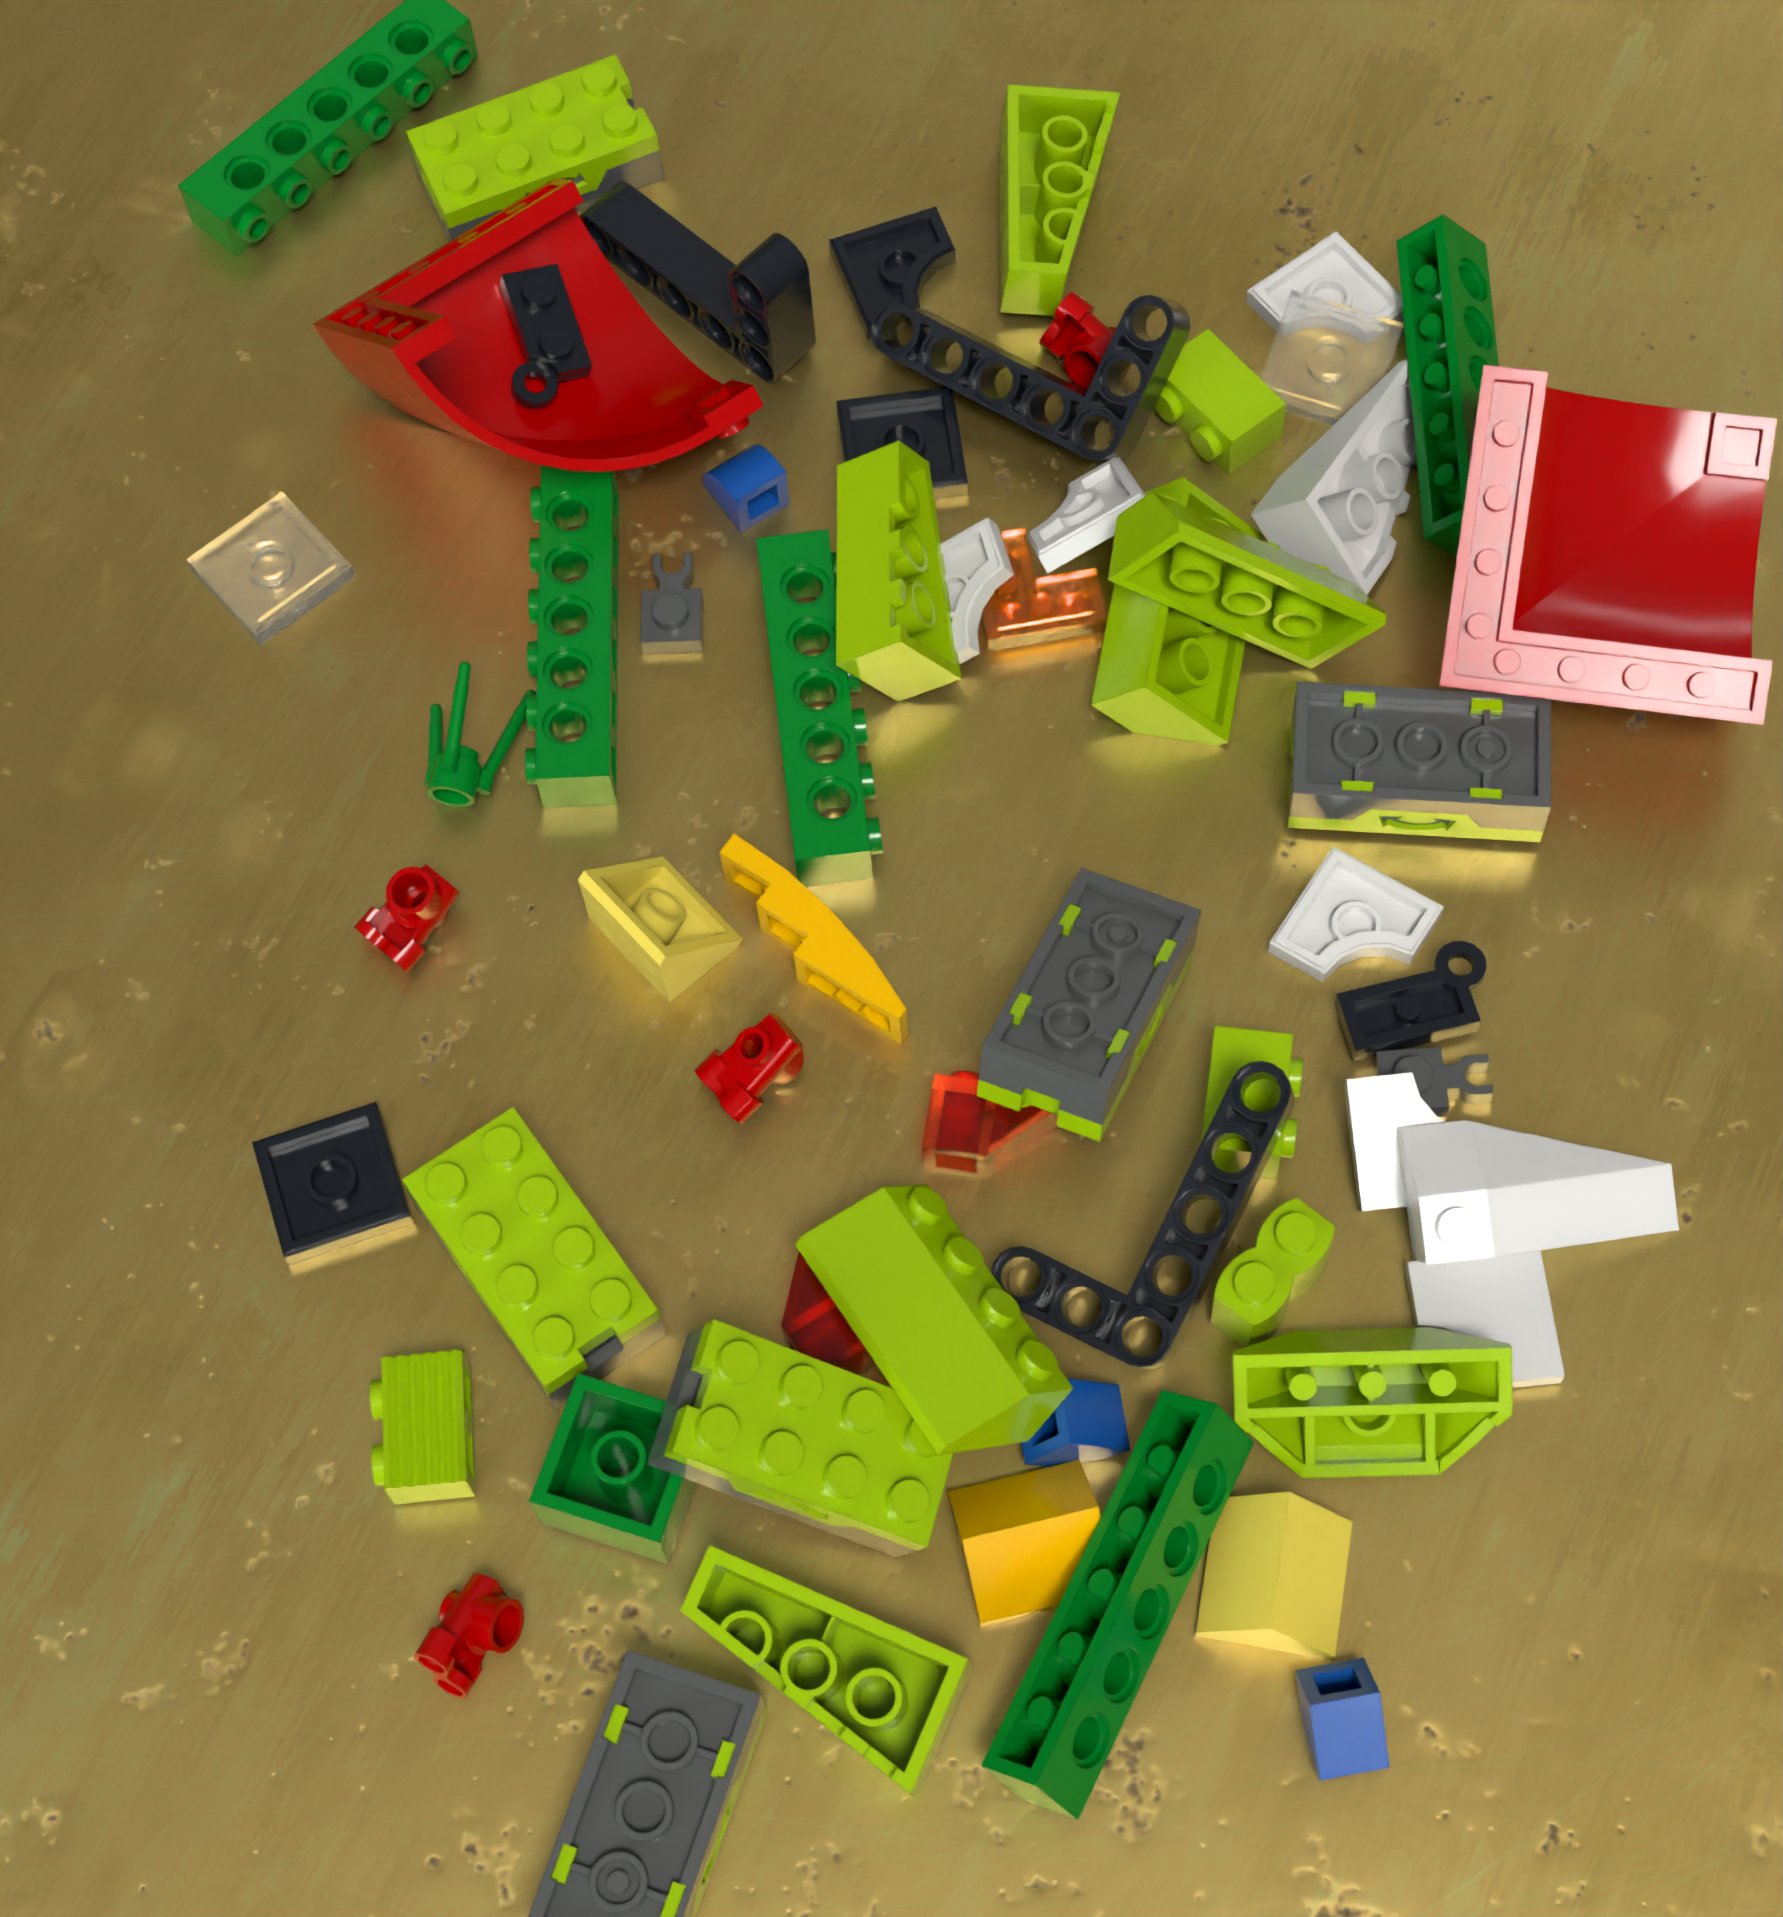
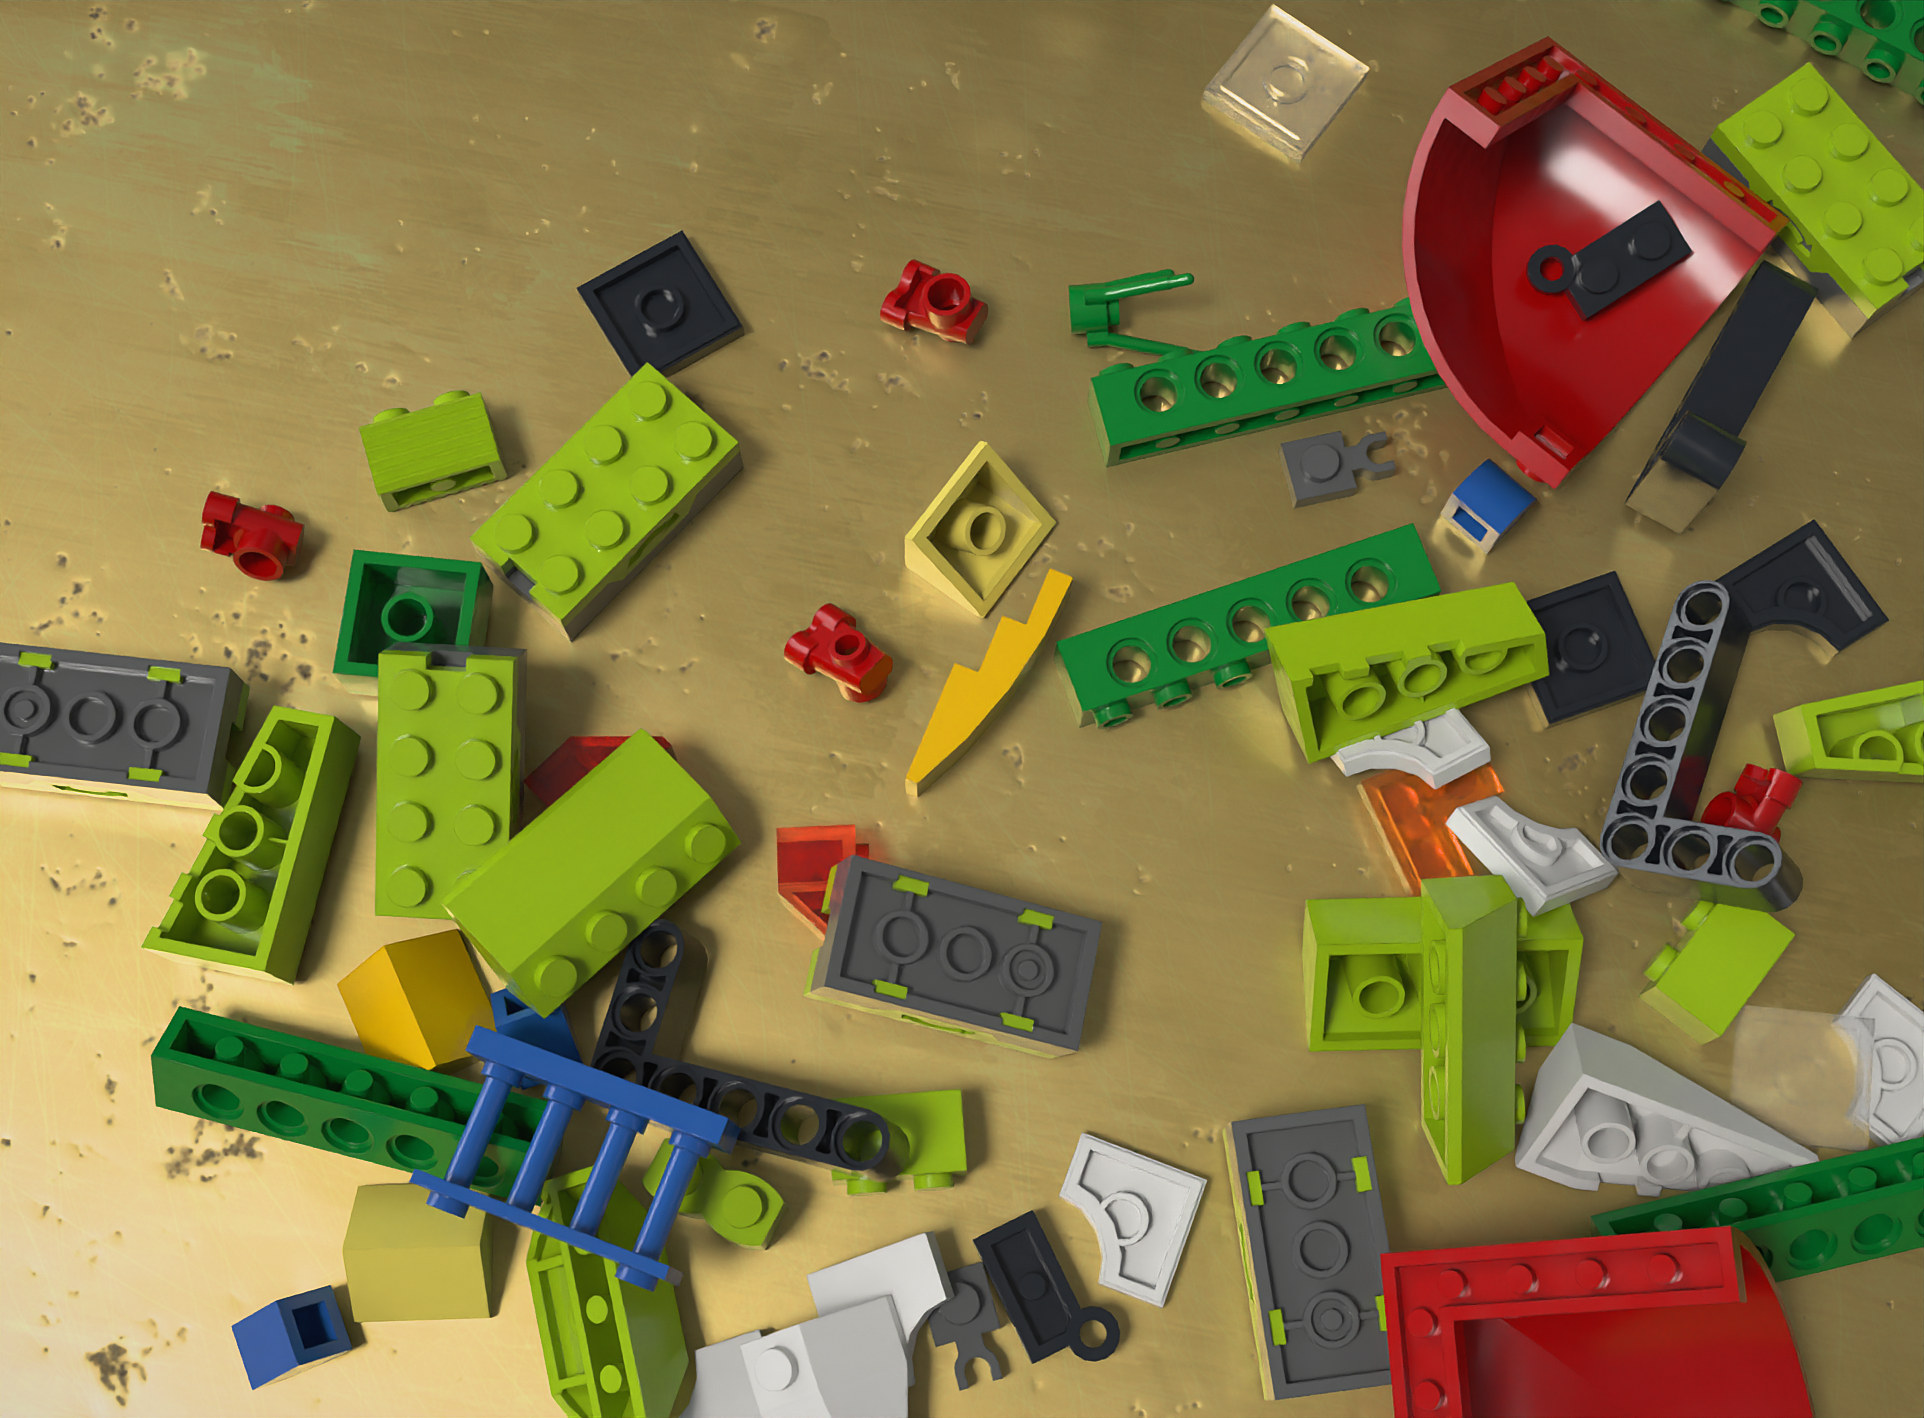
camera: 70 degrees right, 10 degrees up
(1156, 1360) = (567, 1089): none -> blue fence

